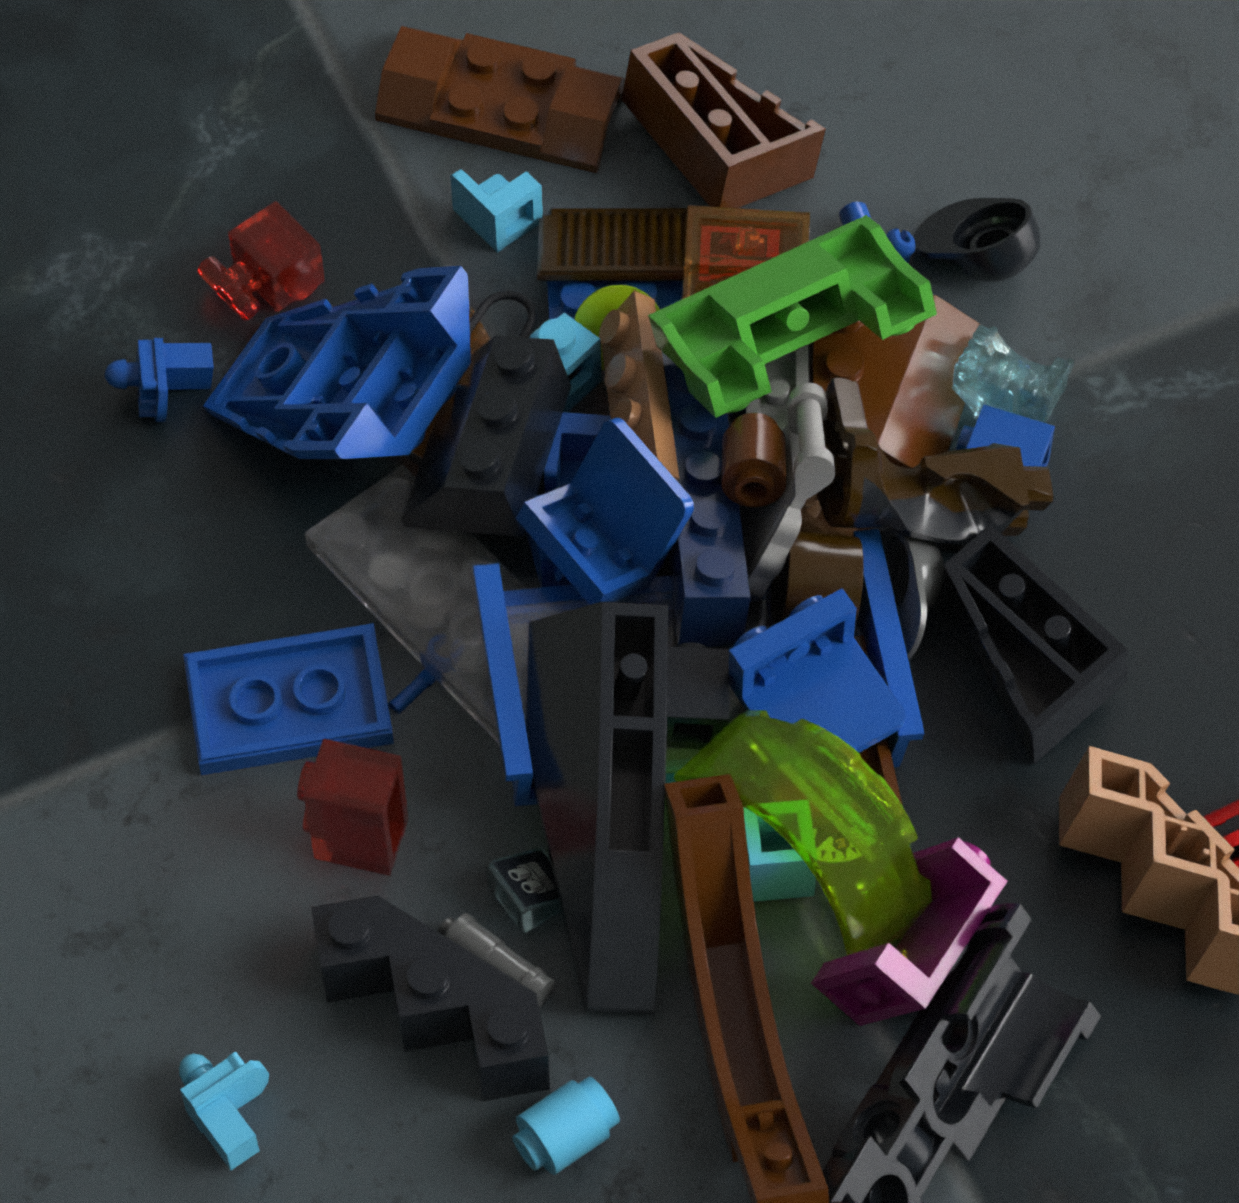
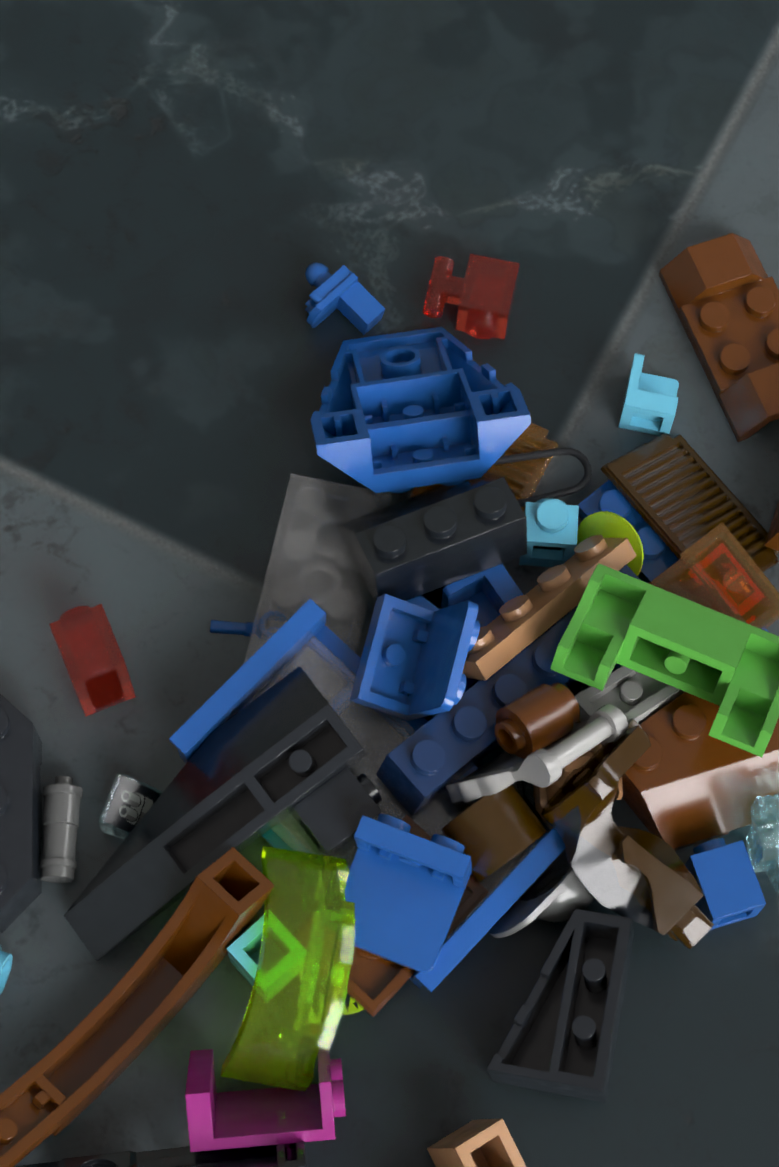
camera: 50 degrees right, 10 degrees up
(285, 697) = (164, 557): blue tile -> none

